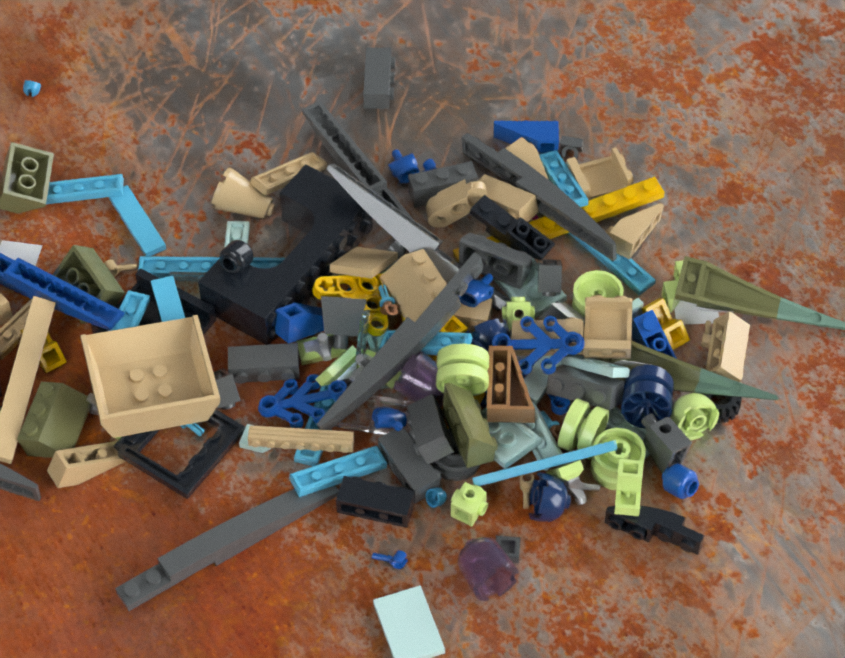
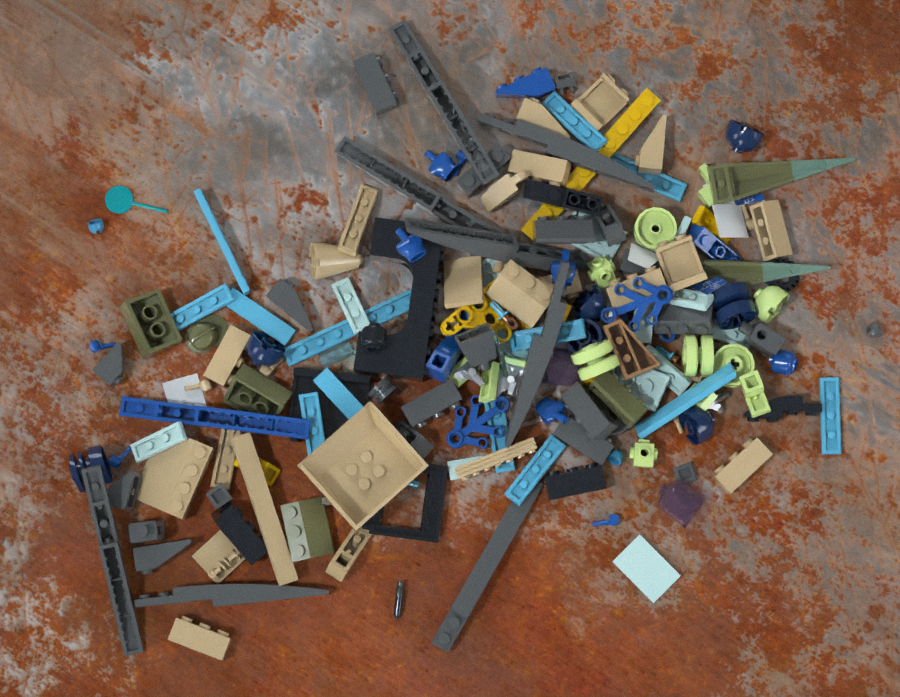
camera: 25 degrees left, 30 degrees up
(40, 255) = (204, 385): none -> tan hand
(71, 80) = (120, 200): none -> teal piece
(71, 215) = (206, 334): none -> olive piece
(91, 231) = (227, 356): none -> tan brick
(109, 535) = (399, 593): none -> piece
(119, 244) = (263, 350): none -> dark blue cylinder
(143, 144) = (222, 242): none -> medium azure tile
(174, 215) = (287, 299): none -> dark grey slope
(218, 328) = (382, 390): none -> dark grey wheel
(325, 198) = (410, 246): none -> blue piece
(436, 111) = (443, 102): none -> dark grey slope
(579, 564) = (742, 465): none -> tan brick
(685, 323) = (730, 221): none -> white sticker
(709, 561) = (830, 415): none -> medium azure tile
(738, 255) = (742, 137): none -> dark blue cylinder
(802, 494) = (873, 330): none -> dark grey hinge

